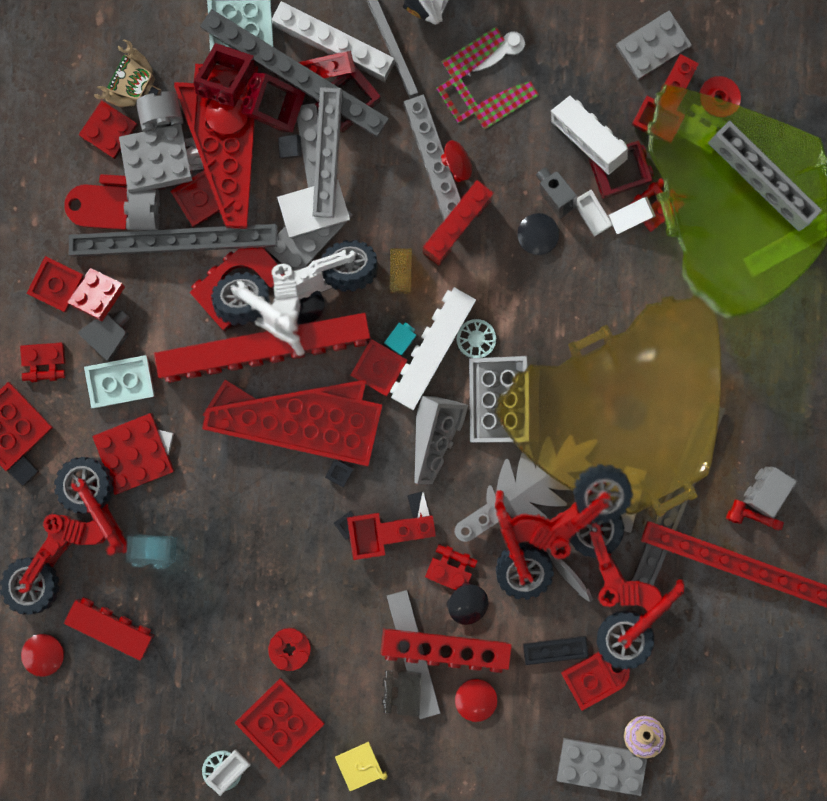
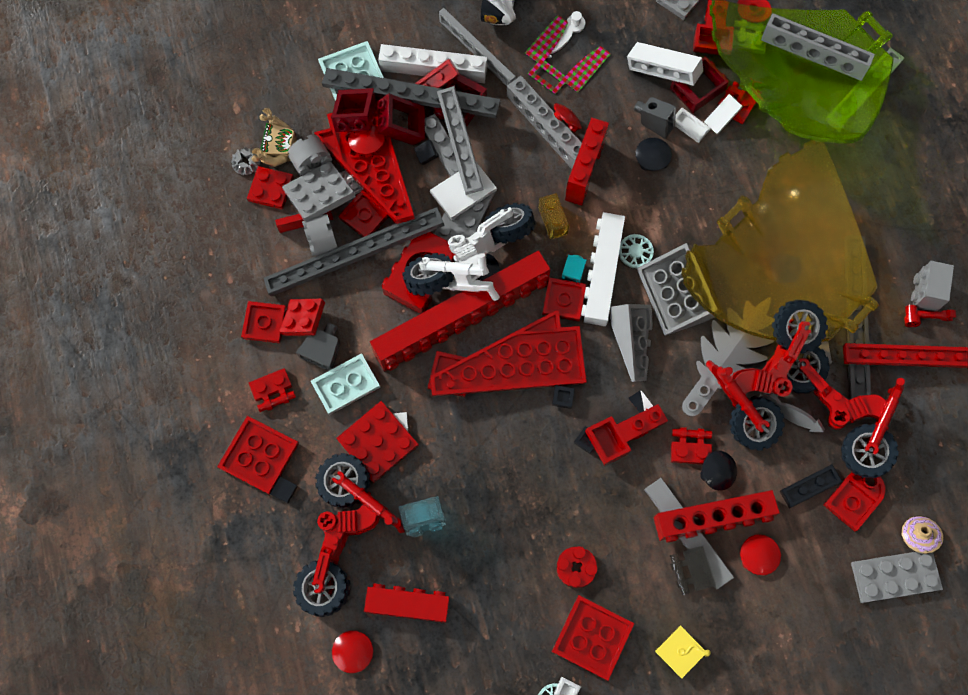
camera: 15 degrees left, 15 degrees down
(82, 83) = (242, 167): none -> light grey gear
(100, 206) = (281, 248): red tile -> none

